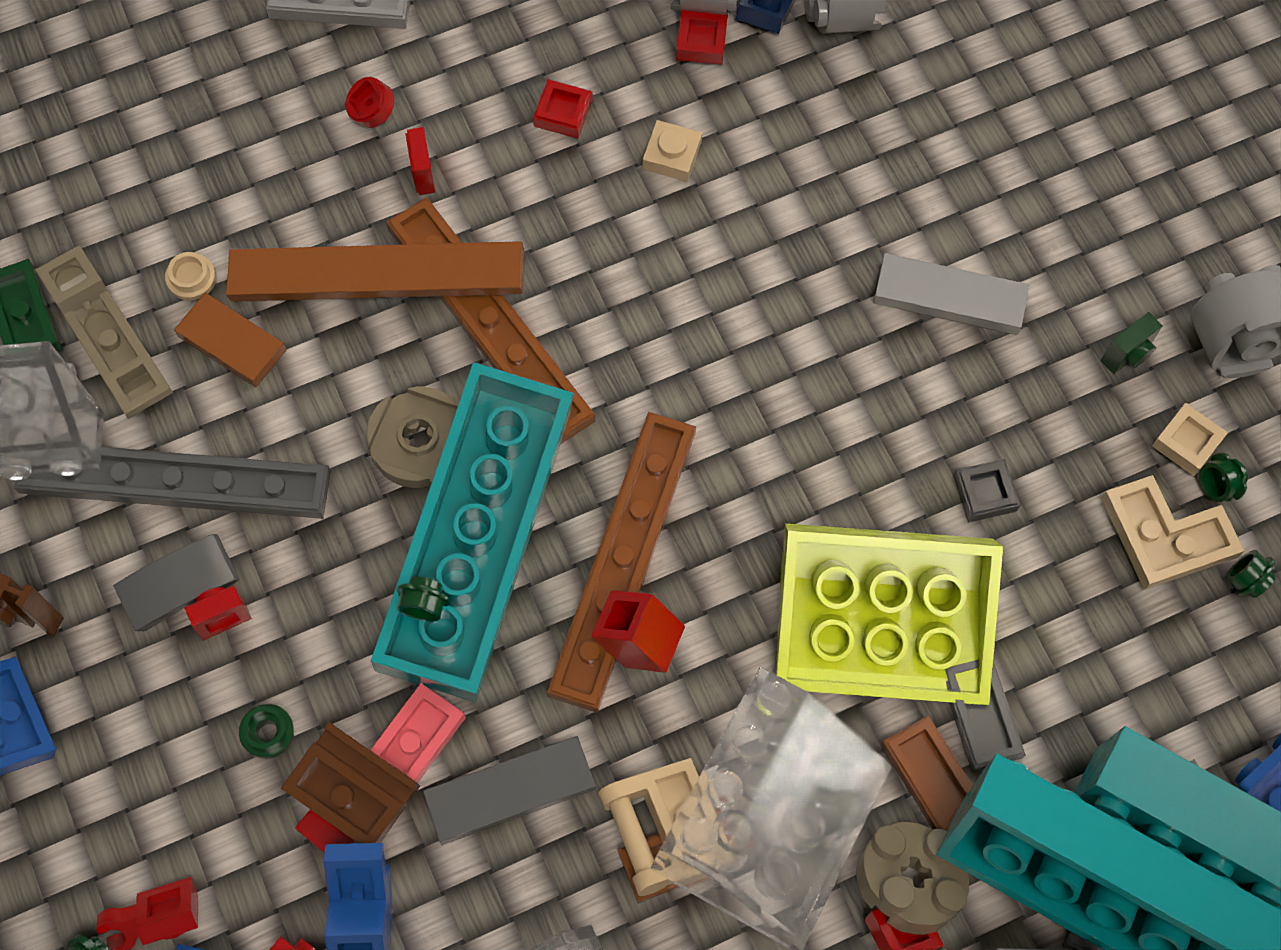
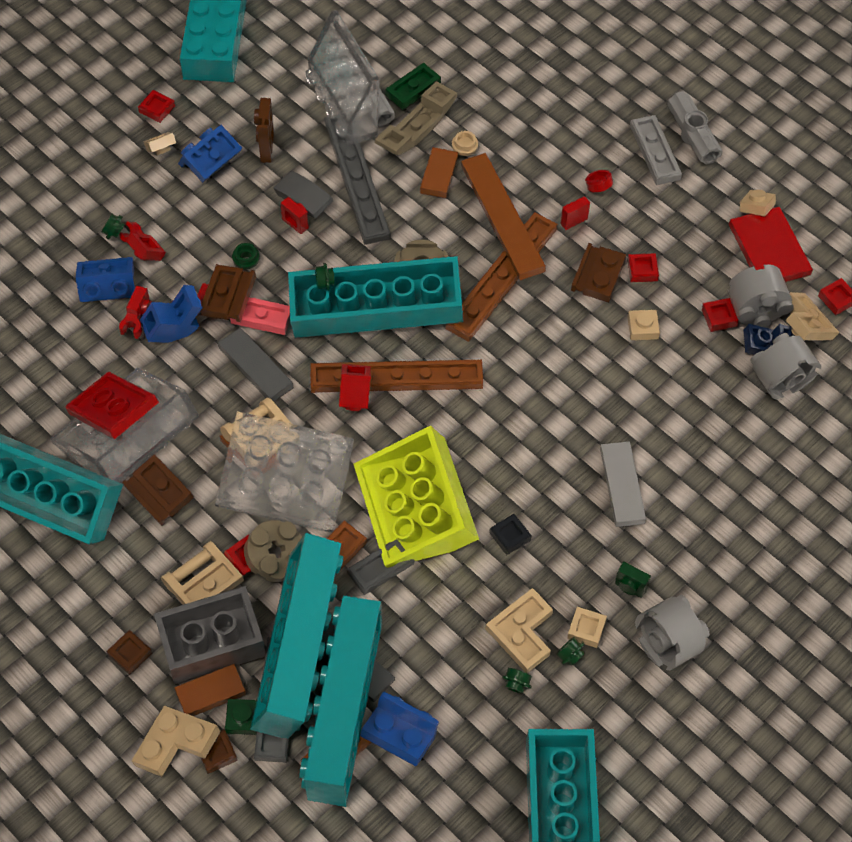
camera: 70 degrees right, 10 degrees down
(545, 175) = (598, 272): none -> reddish brown plate

